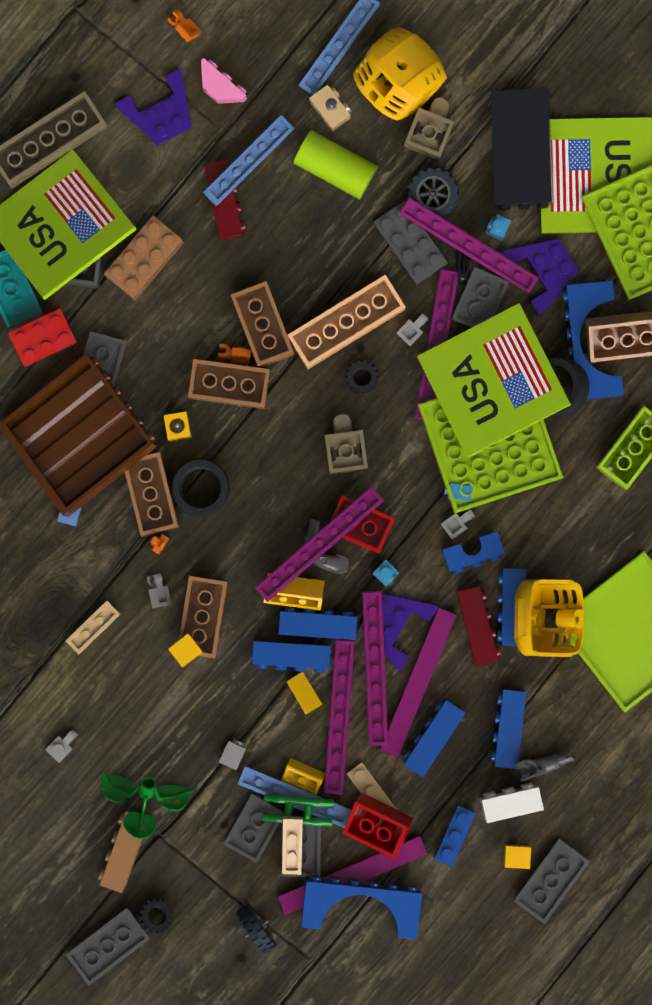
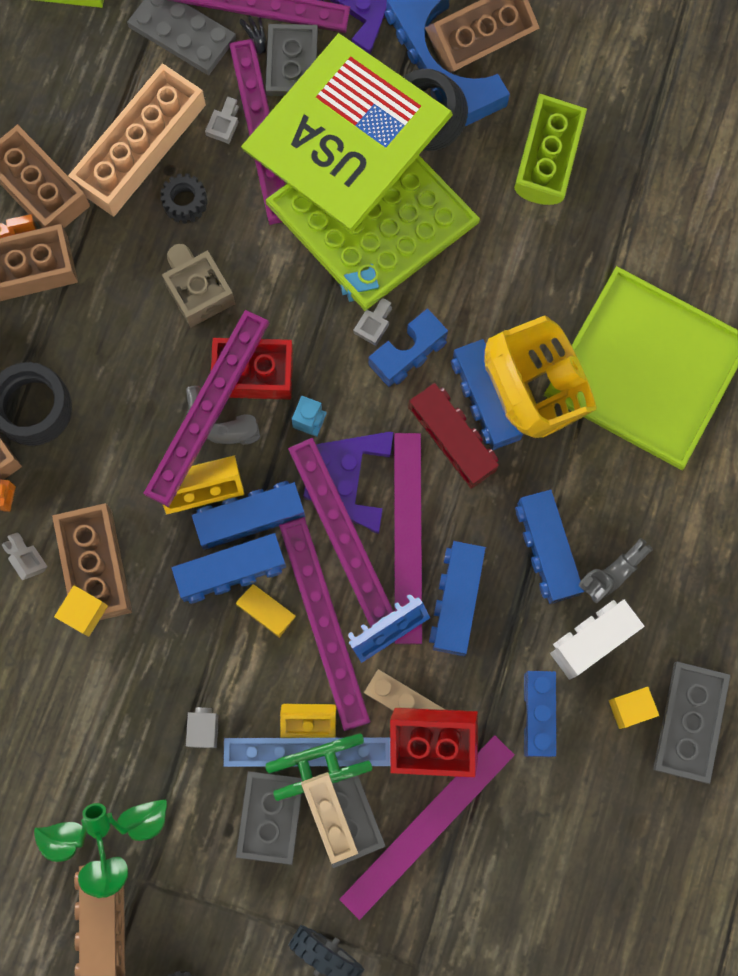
camera: 25 degrees left, 10 degrees down
(323, 894) = (399, 868): blue arch -> none
(379, 741) = (389, 628): none -> blue plate

